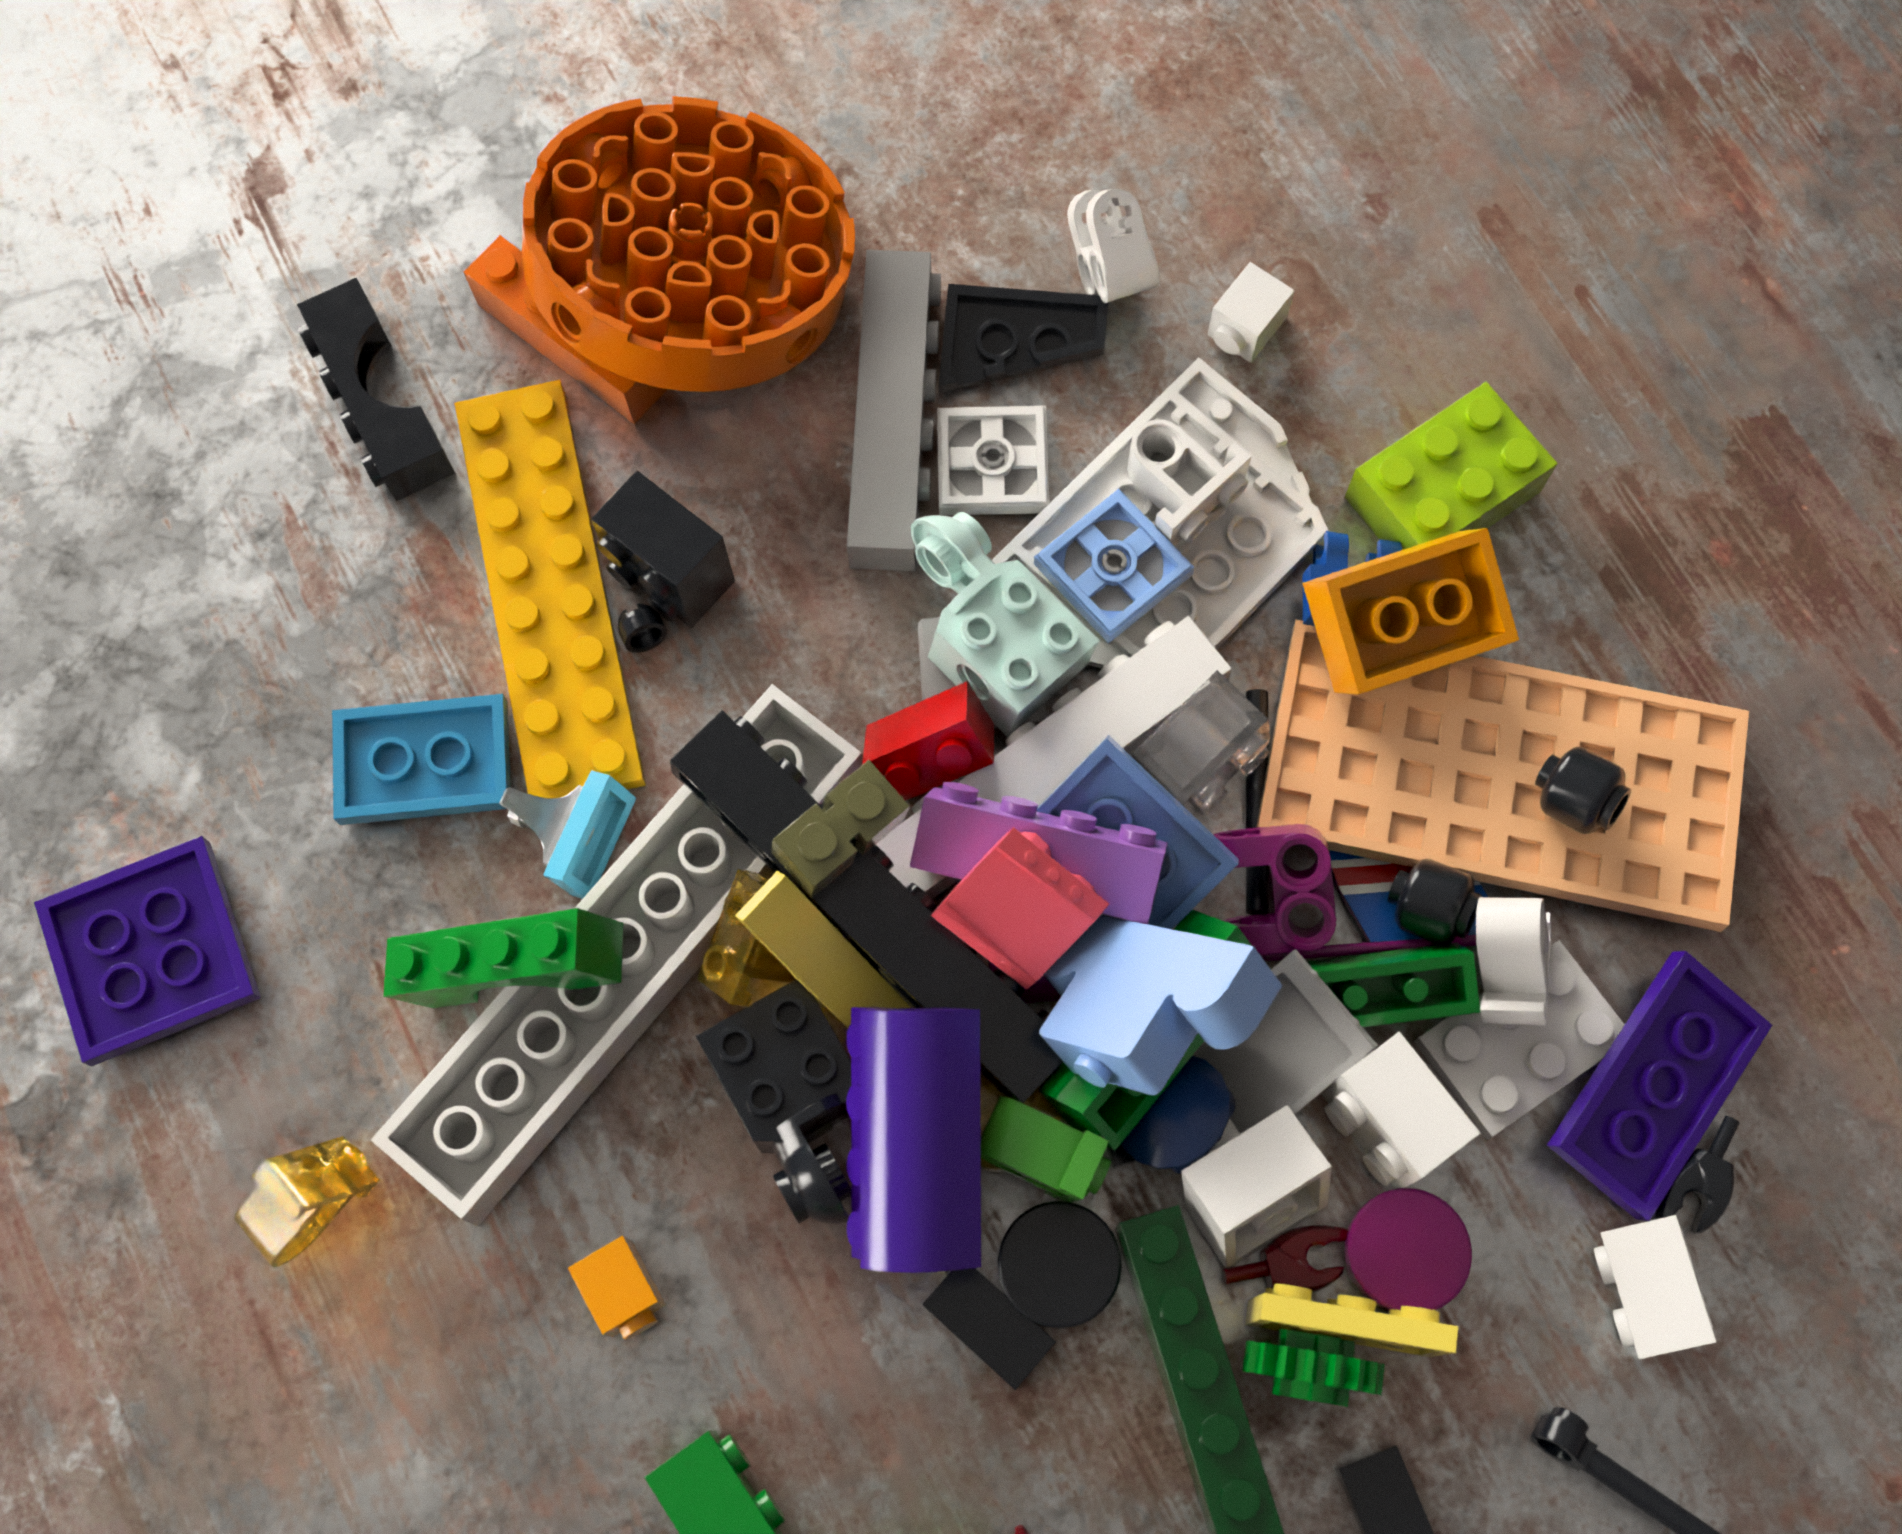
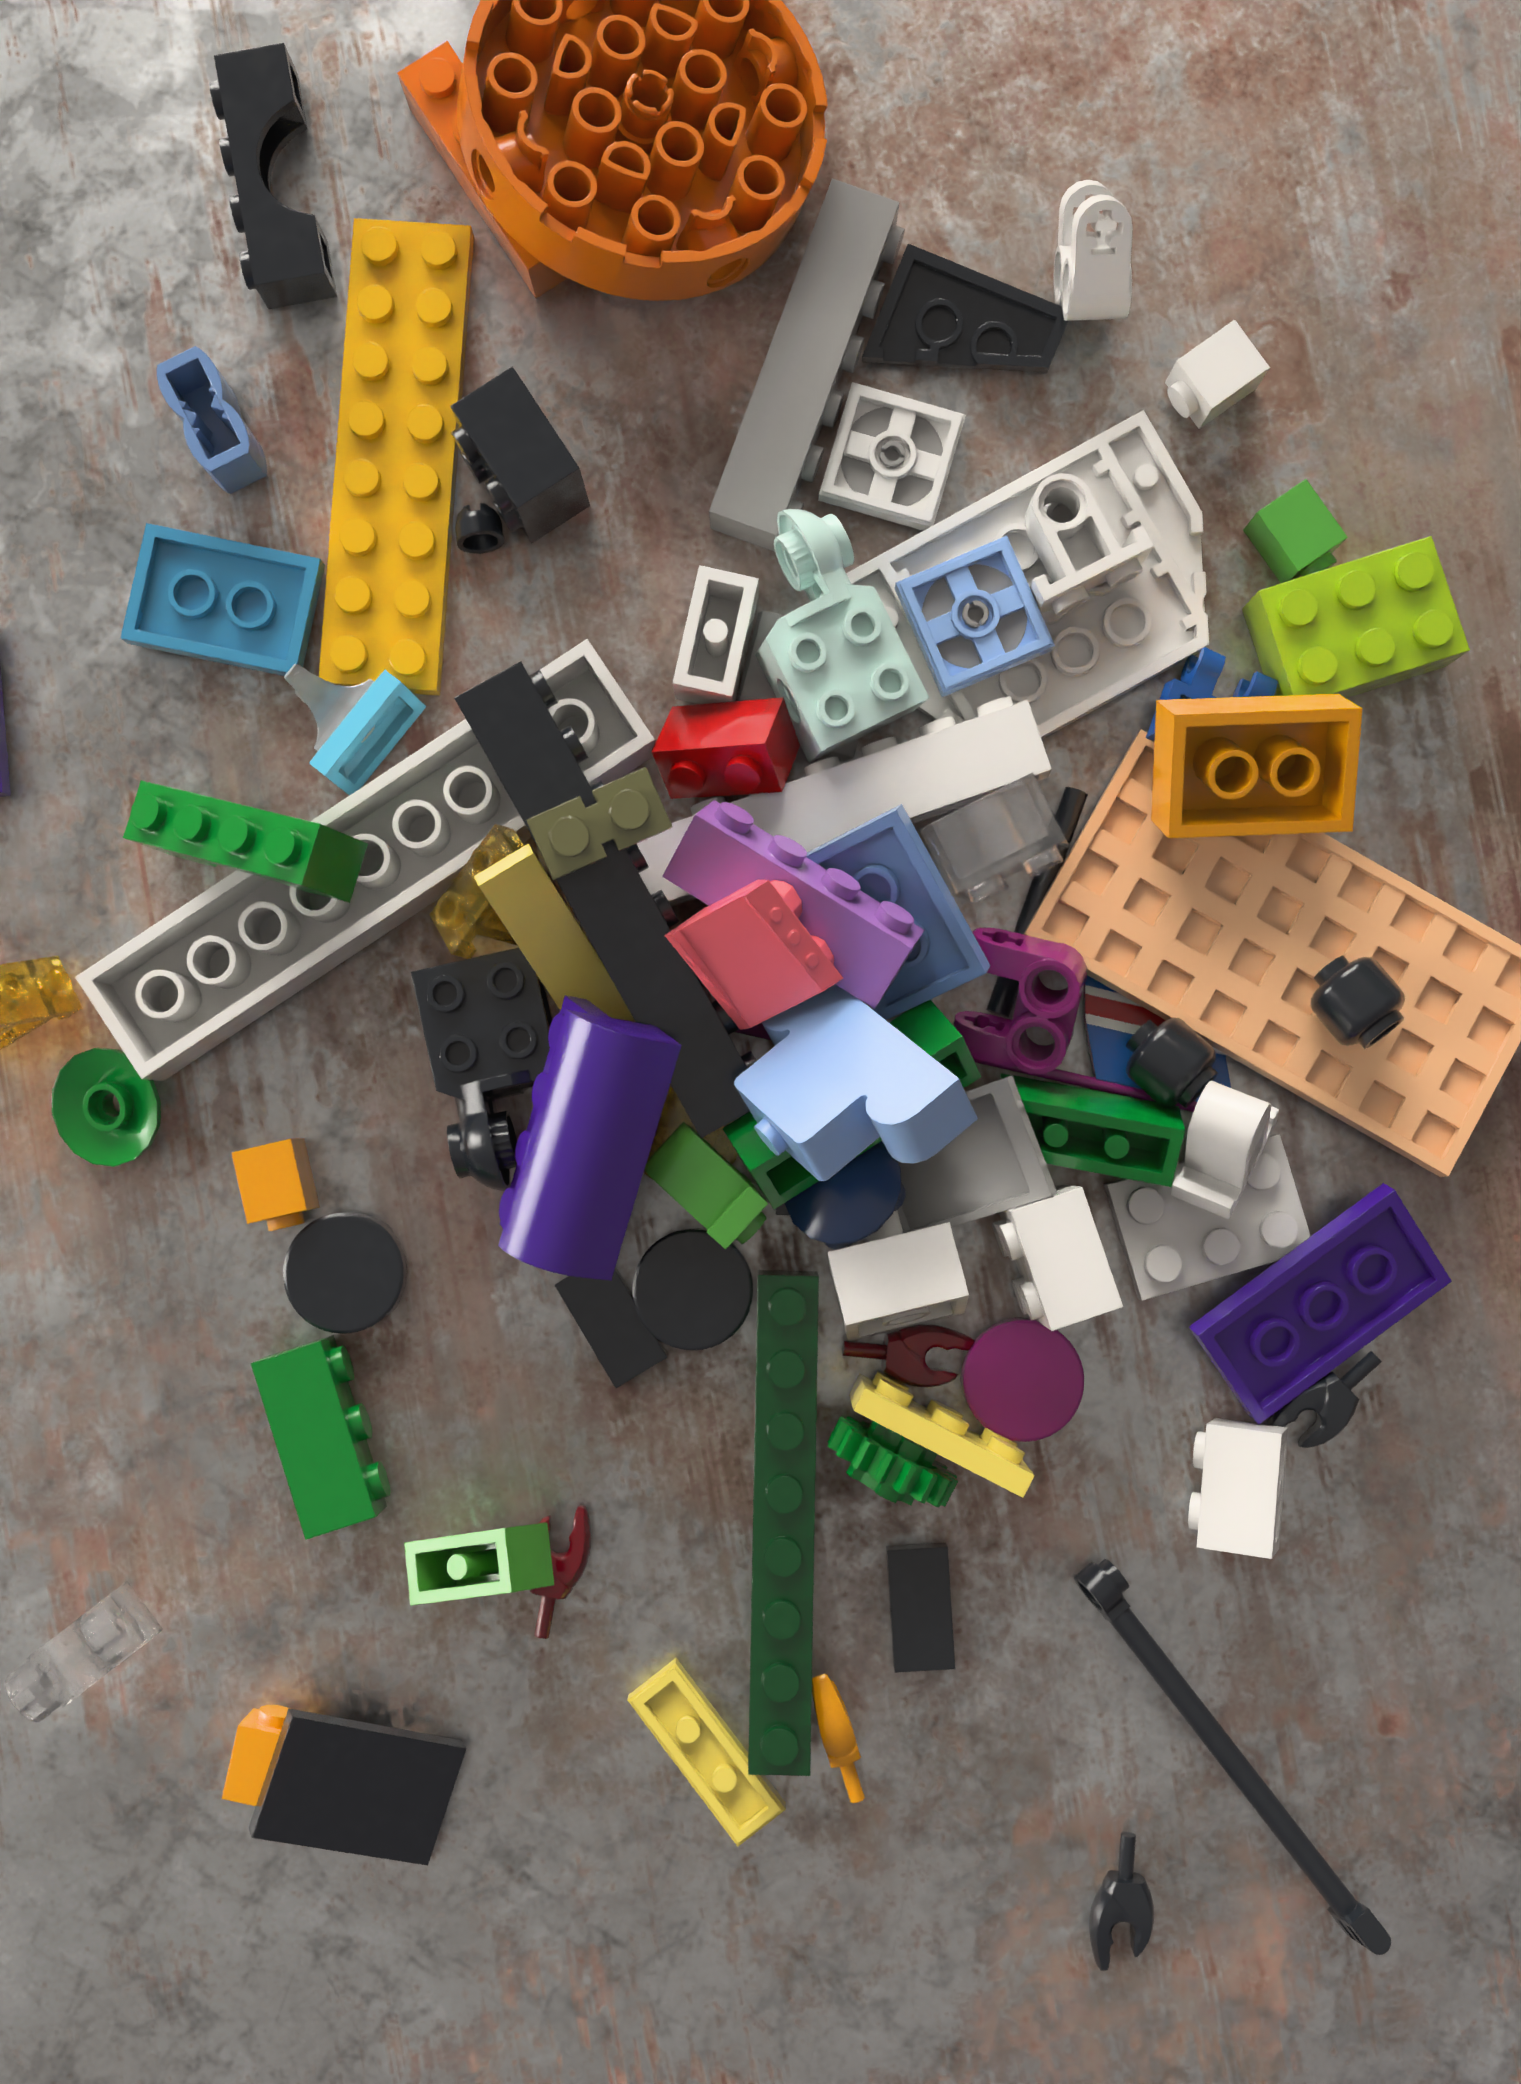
camera: 20 degrees right, 15 degrees up
(372, 602) = (211, 420): none -> medium blue brick
(405, 1270) = (86, 1109): none -> green dish
(711, 1359) = (345, 1272): none -> black tile
(886, 651) = (716, 636): none -> white brick
(1367, 417) = (1296, 533): none -> bright green brick

